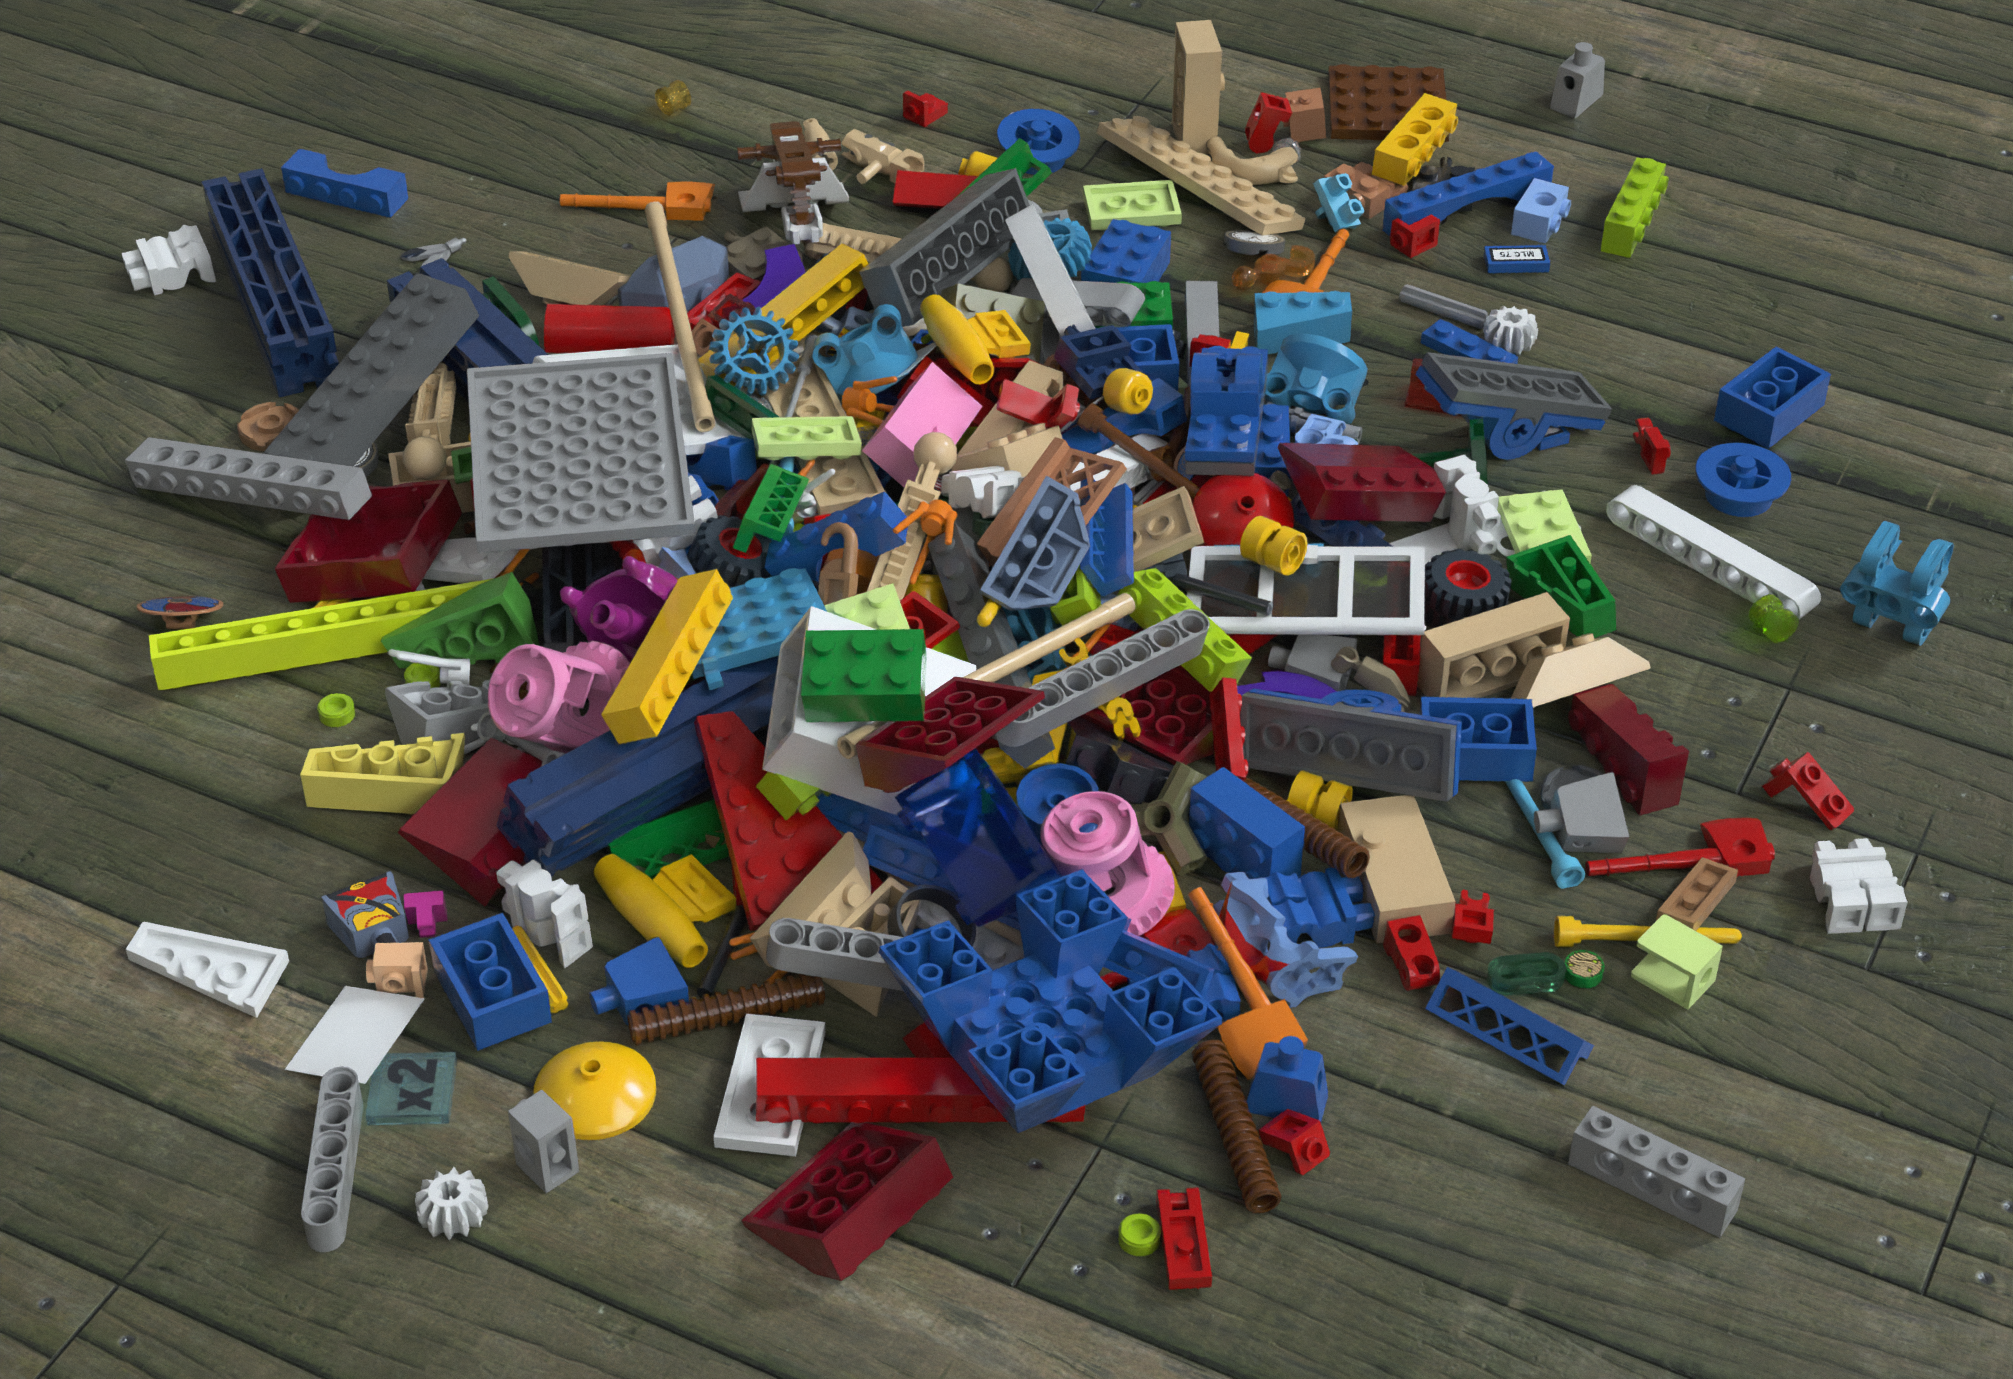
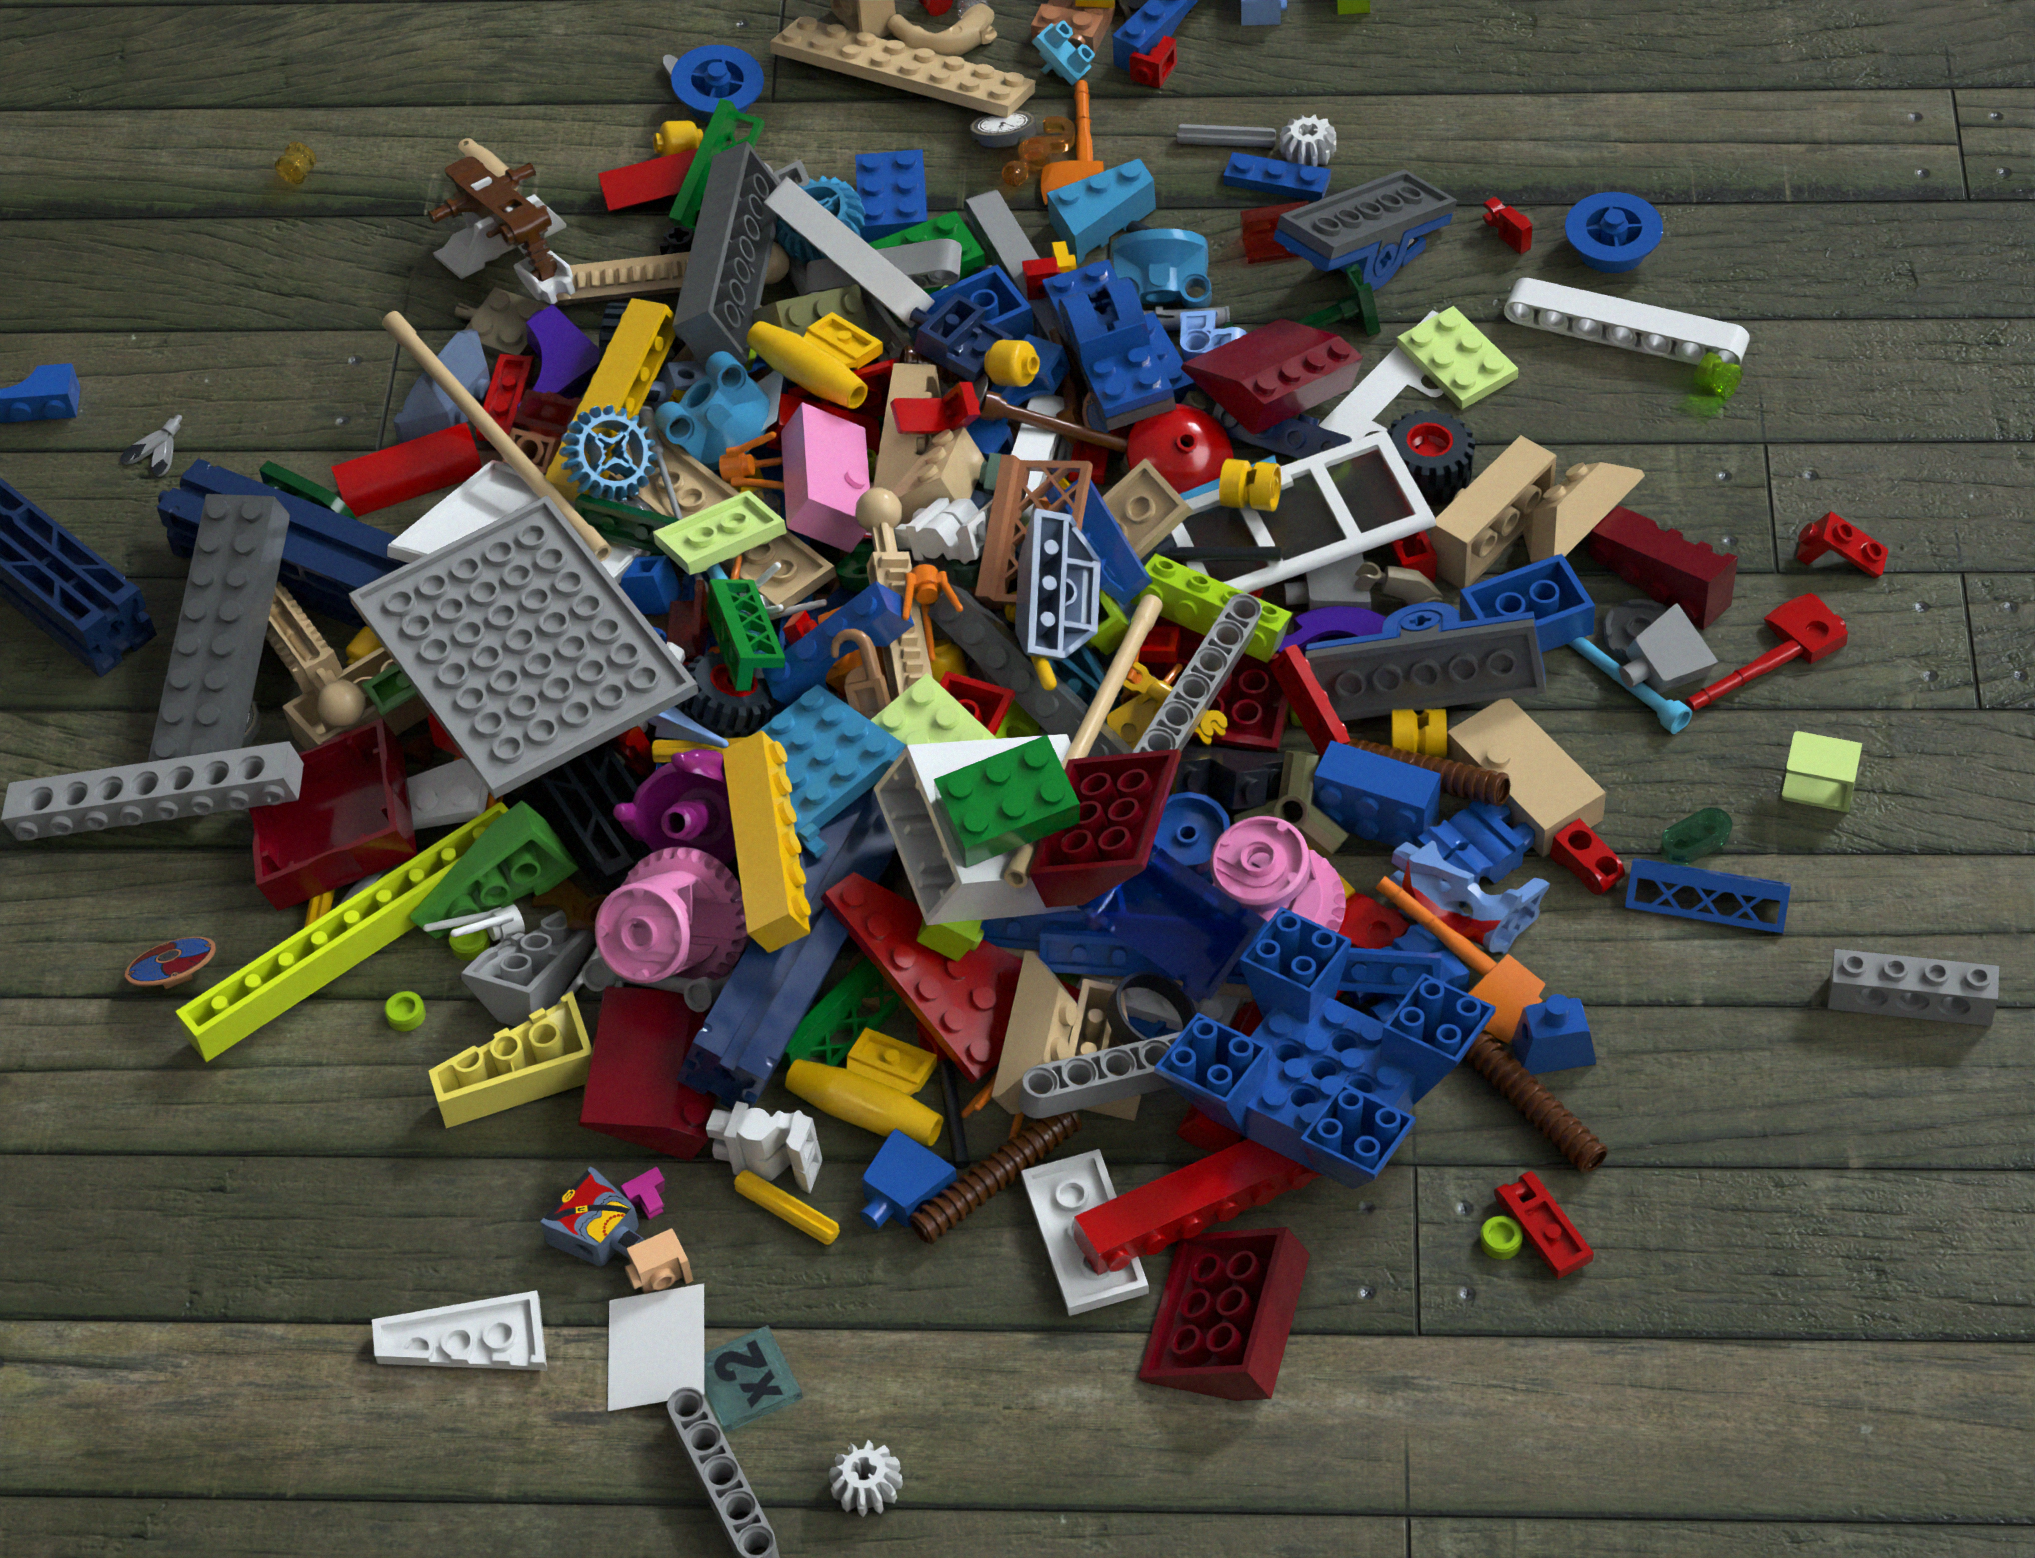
camera: 20 degrees left, 10 degrees up
(264, 423) = (118, 716): medium nougat tile -> none
(490, 981) = (760, 1240): blue brick -> none
(543, 1141) = (920, 1381): light grey brick -> none
(565, 280) = (331, 430): tan wedge -> none
(600, 1087) = (921, 1325): yellow dish -> none
(682, 202) = (383, 284): orange piece -> none
(879, 156) = (564, 160): tan piece -> none
(923, 108) = (567, 82): red bracket -> none
(1137, 202) = (853, 125): yellowish green plate -> none
(1299, 1137) = (1589, 1084): red bracket -> none
(1468, 505) = (1390, 361): white hips -> none
(1473, 919) = (1622, 801): red plate -> none
(1516, 259) = (1265, 54): tile -> none
(1570, 580) = (1510, 406): green wedge -> none
(1571, 931) = (1710, 777): yellow piece -> none
(1584, 969) = (1742, 808): tile -> none
(1699, 893) = (1804, 695): medium nougat plate -> none
(1772, 397) = (1595, 131): blue brick -> none
(1857, 887) = (1935, 628): white hips -> none
(1903, 596) = (1824, 312): dark azure piece -> none

